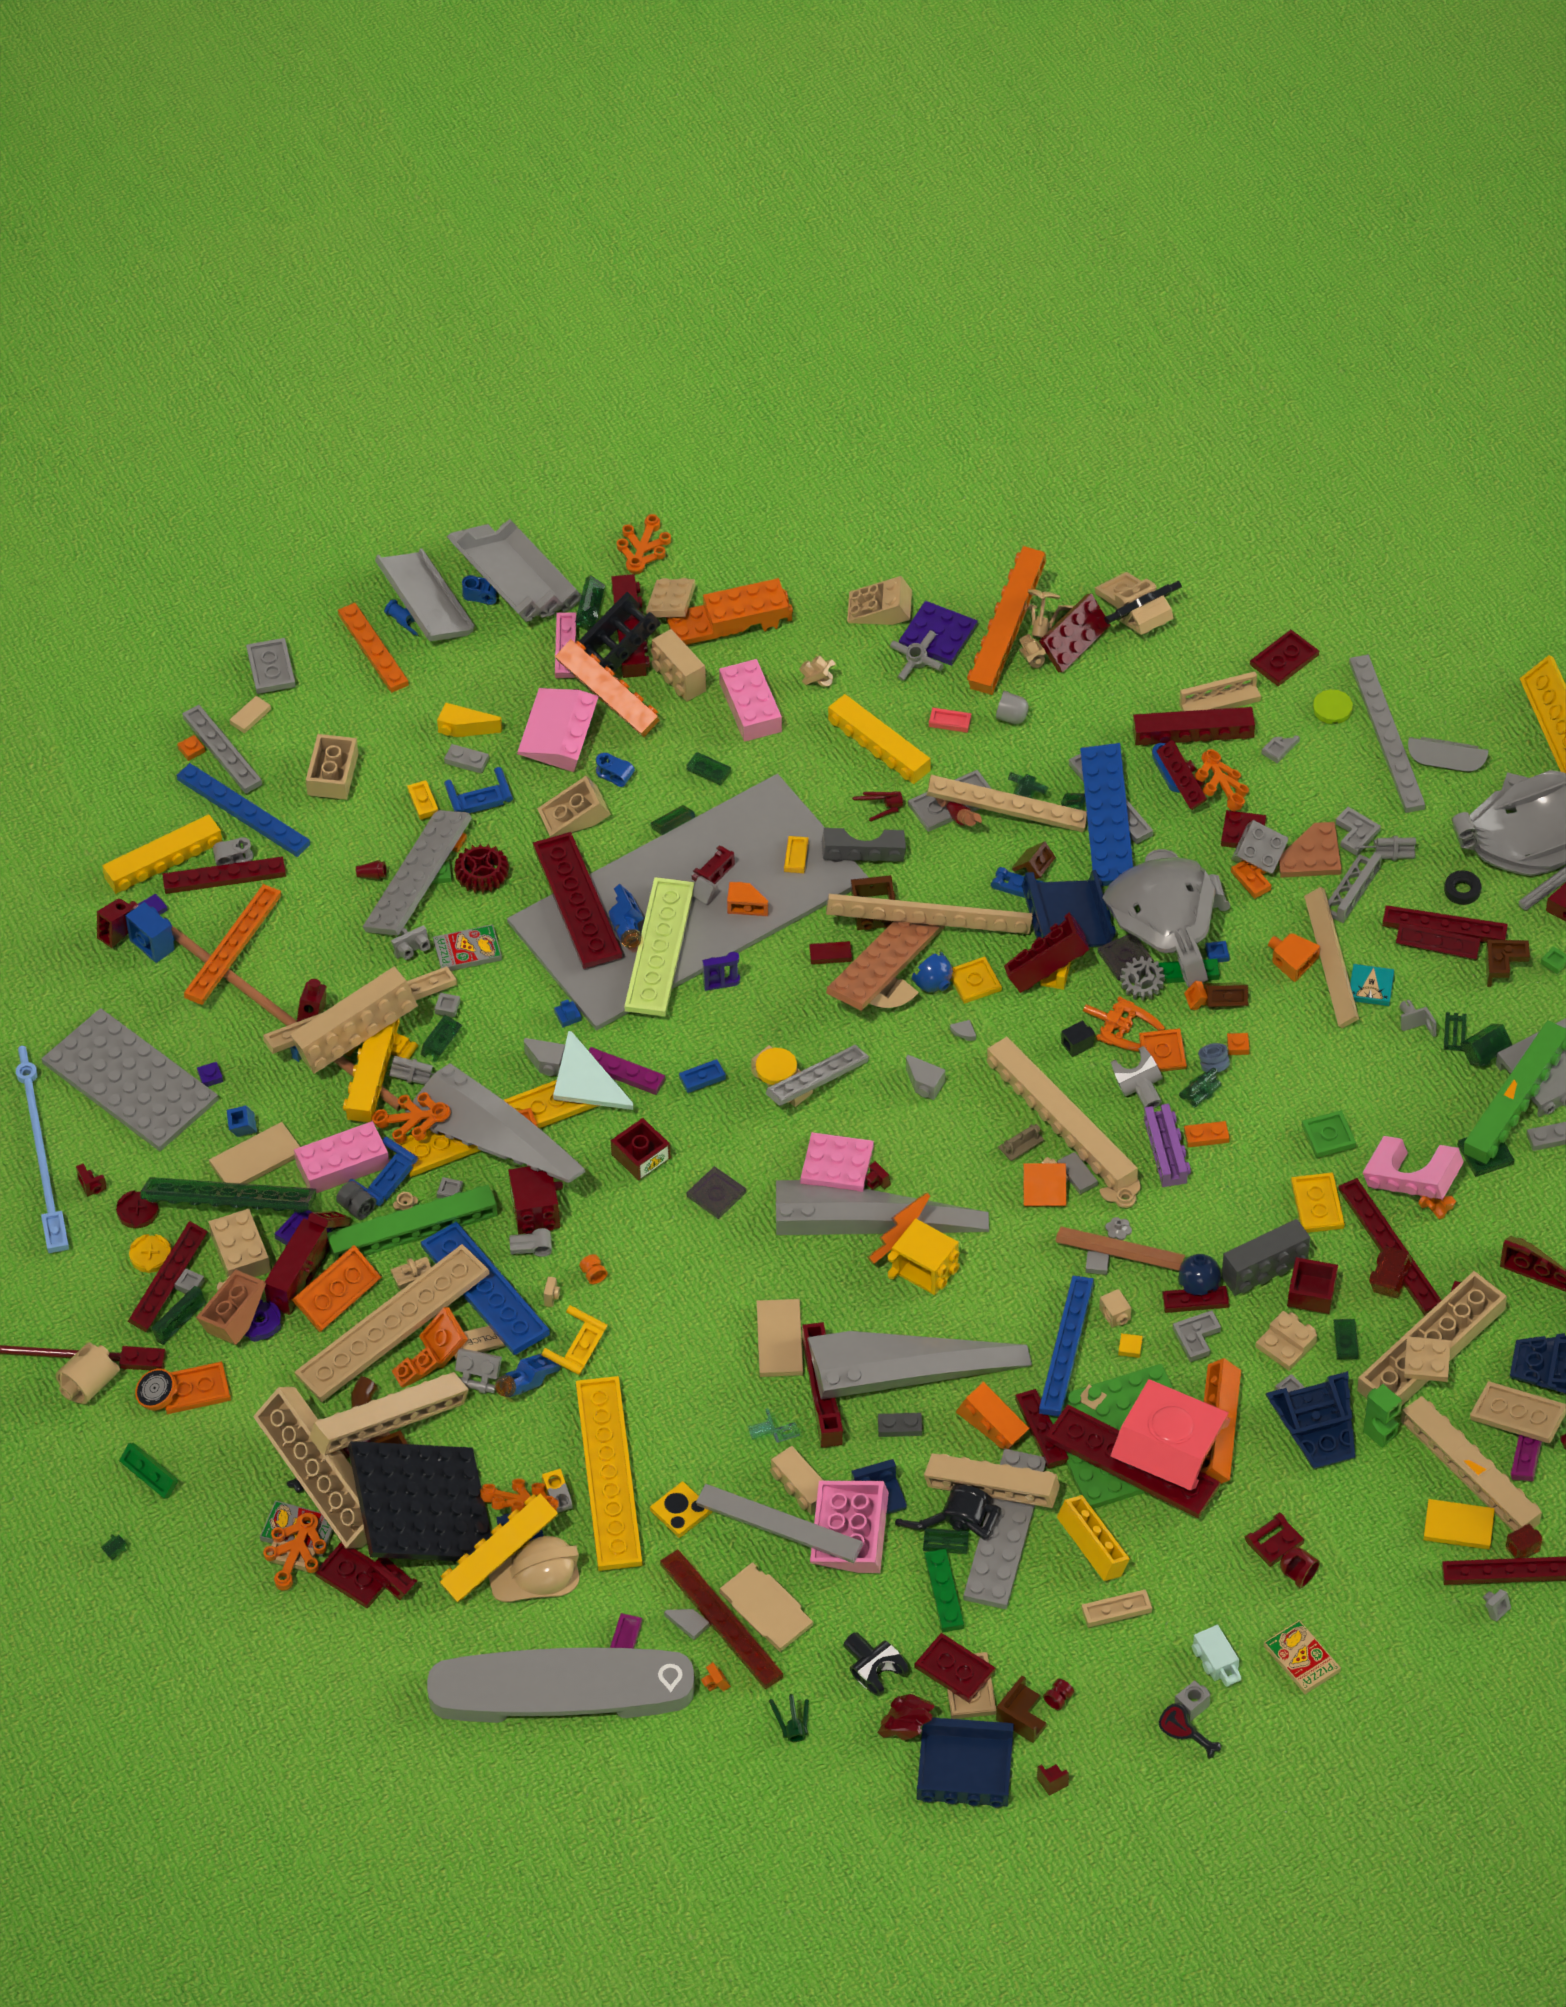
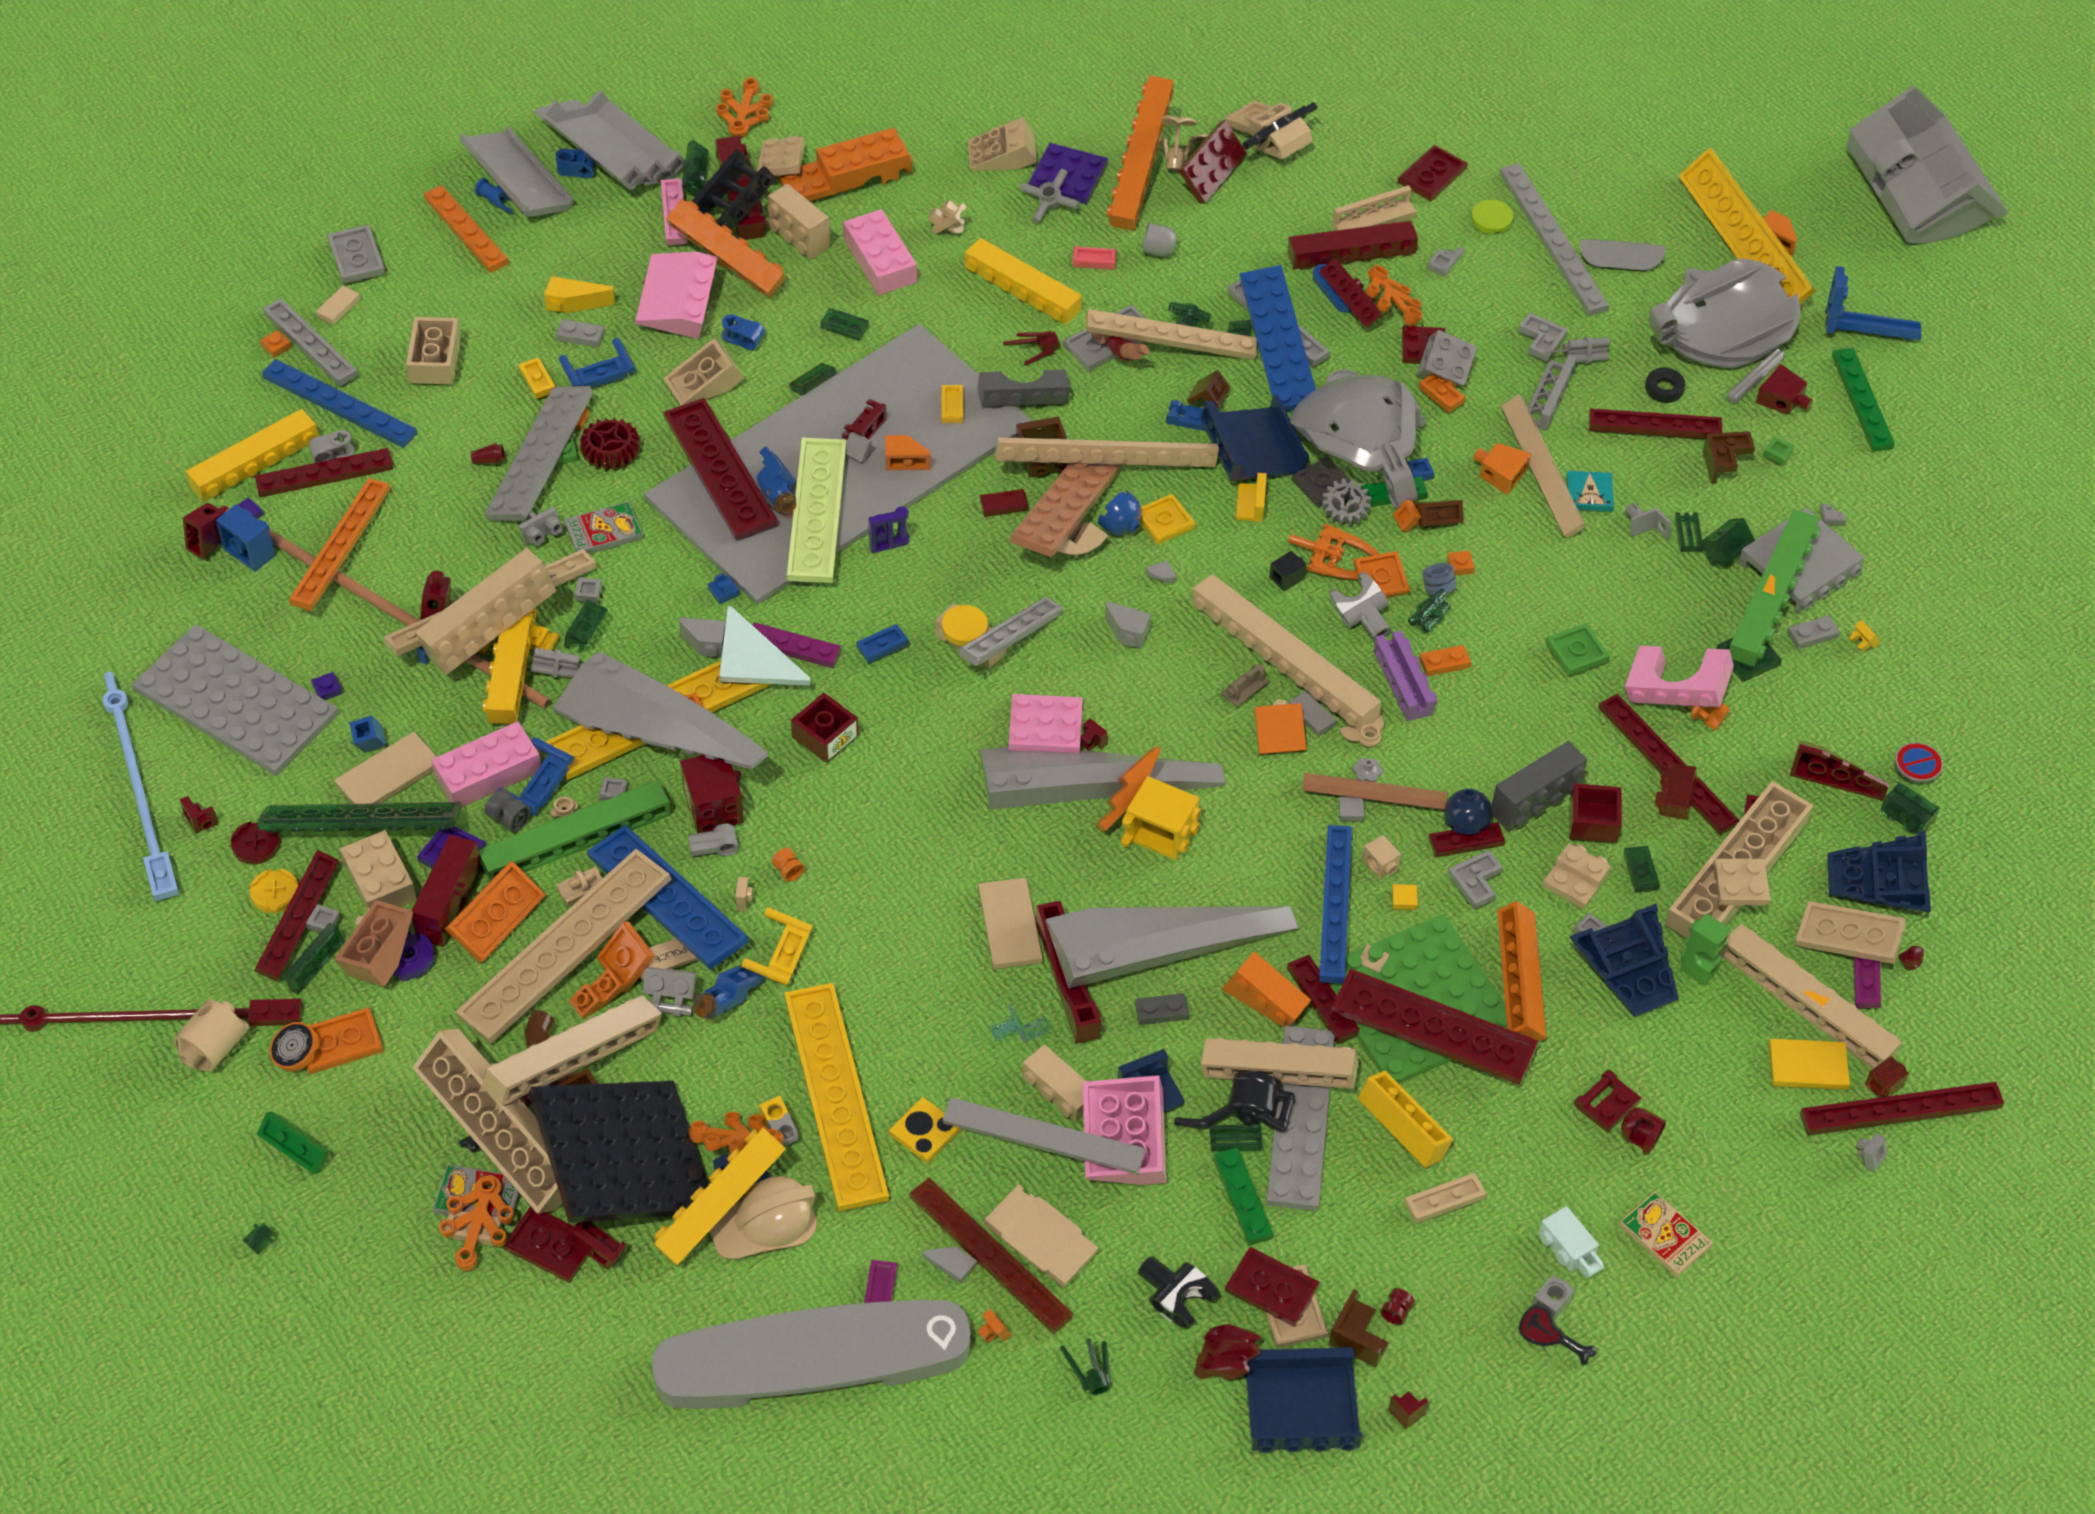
camera: 10 degrees left, 0 degrees up
(329, 1219) = (479, 833): dark red tile -> none
(438, 1113) = (590, 706): orange plant -> none
(716, 1192) = (915, 768): tile -> none
(1032, 651) = (1170, 183): tan hips -> none
(1047, 954) = (1243, 484): dark red wedge -> none
(1169, 1434) = (1476, 992): coral panel -> none
(1312, 853) = (1501, 363): nougat plate -> none
(1317, 1202) = (1580, 722): yellow tile -> none
(1438, 940) = (1652, 440): dark red plate -> none

